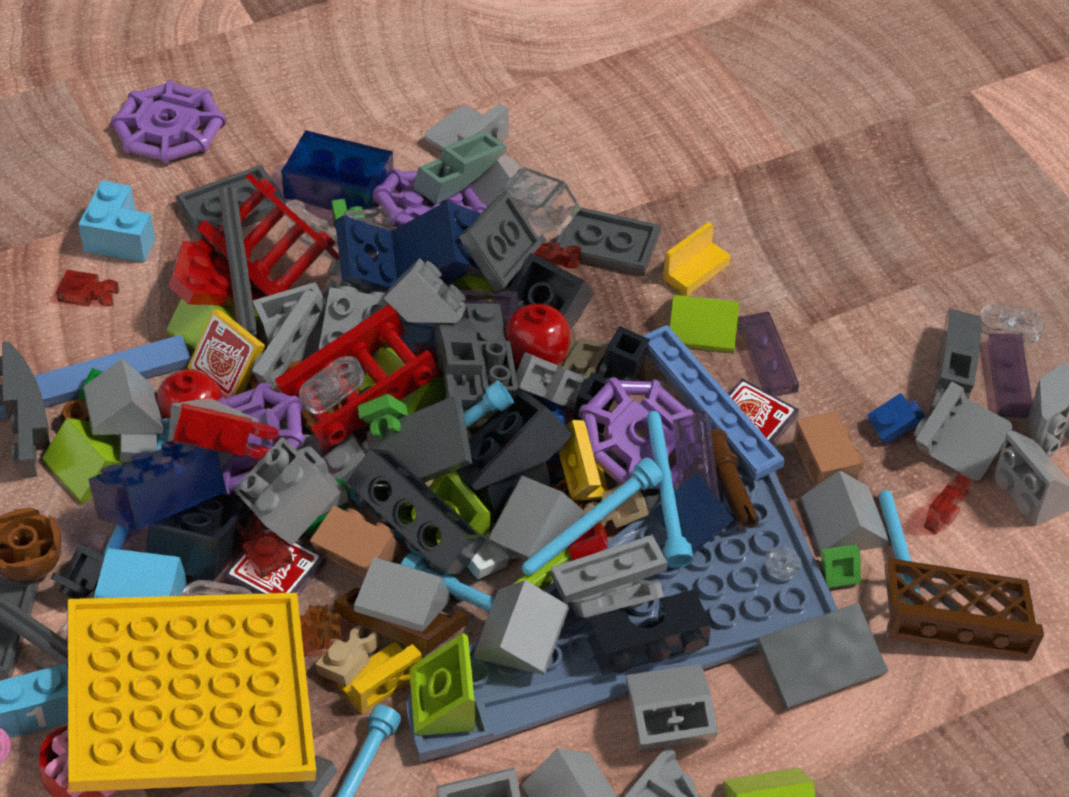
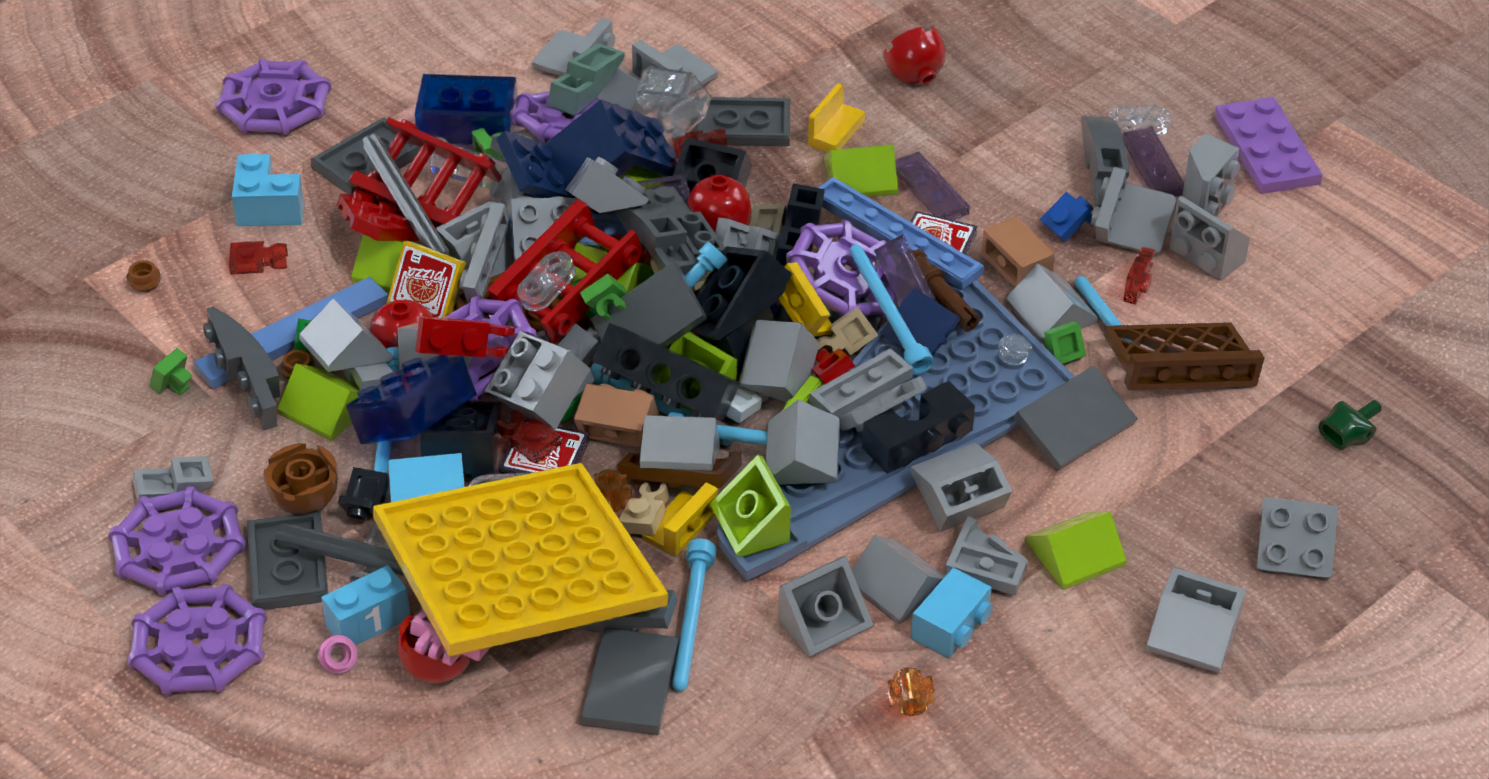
camera: 15 degrees left, 5 degrees down
(500, 240) = (655, 130): dark grey tile -> none
(561, 163) = (674, 58): none -> light grey bracket
(645, 475) = (868, 298): medium azure piece -> none
(802, 206) = (916, 56): none -> red cylinder

